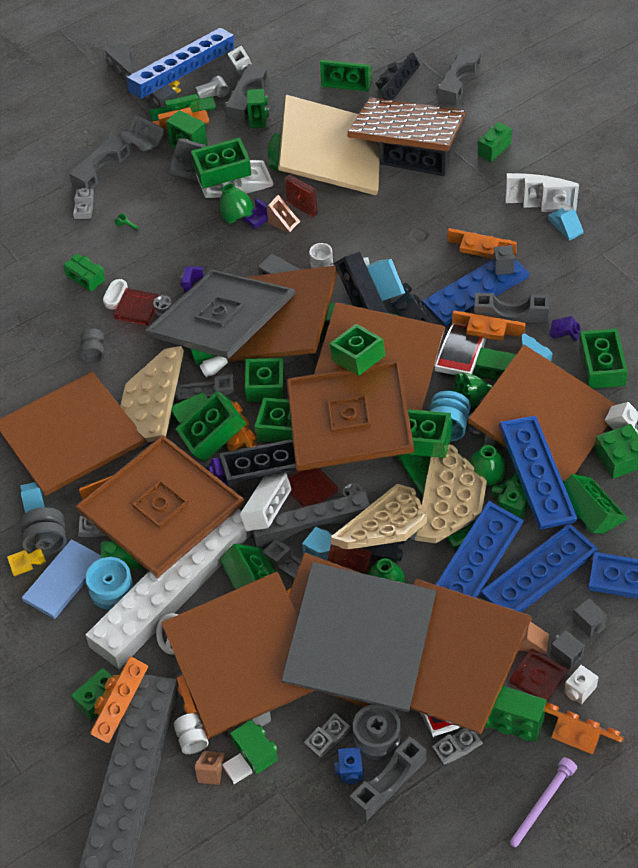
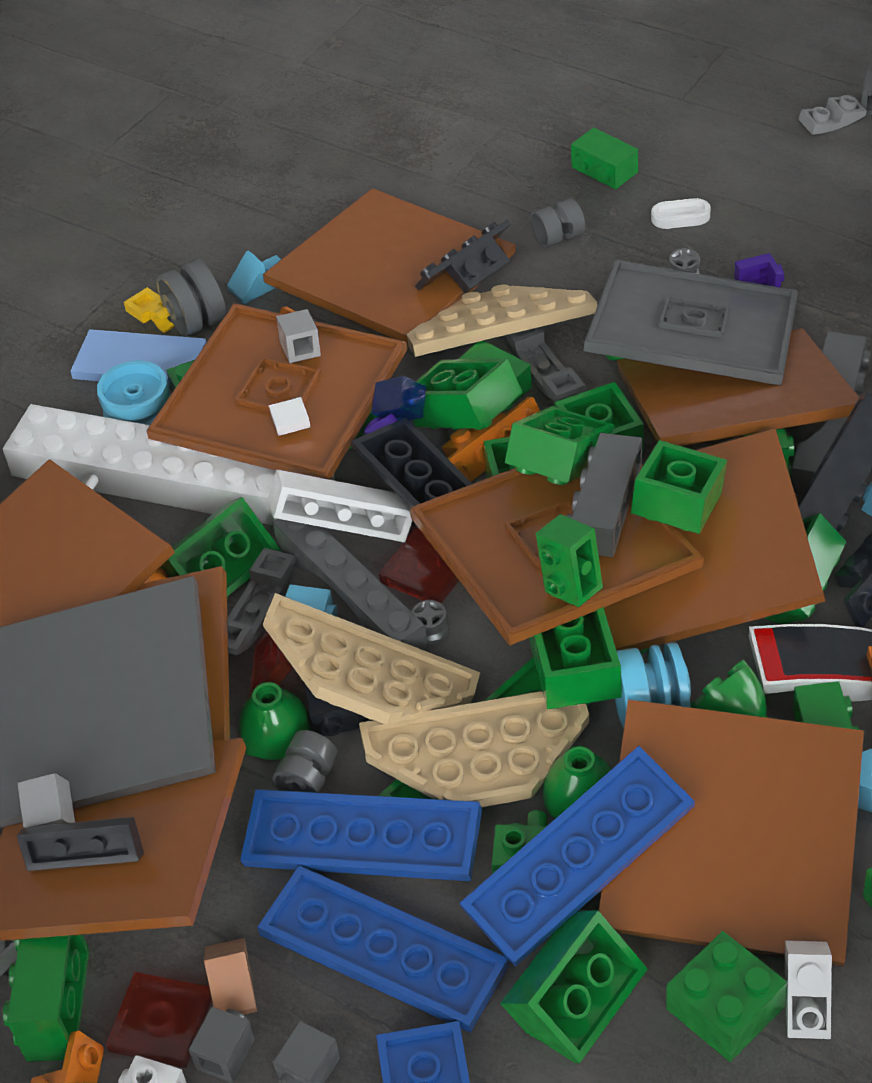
camera: 70 degrees right, 5 degrees down
(53, 307) = (604, 158): none -> green brick
(84, 272) = (695, 164): green brick -> none
(101, 392) = (473, 263): none -> black bracket
(122, 219) = (827, 169): green hand -> none
(133, 478) = (298, 336): none -> light grey brick
(136, 306) = (663, 237): clear red tile -> none
(193, 501) = (289, 416): none -> white tile
(206, 451) = (400, 397): none -> clear blue brick
(213, 365) = (598, 364): white cone -> none
(292, 389) = (554, 443): none -> green slope
(342, 380) = (608, 488): none -> dark grey brick
(390, 403) = (569, 560): none -> green brick
(419, 568) = (305, 763): none -> dark grey wheel
(422, 671) = (46, 801): none -> light grey brick
(458, 658) = (80, 844): none -> black plate

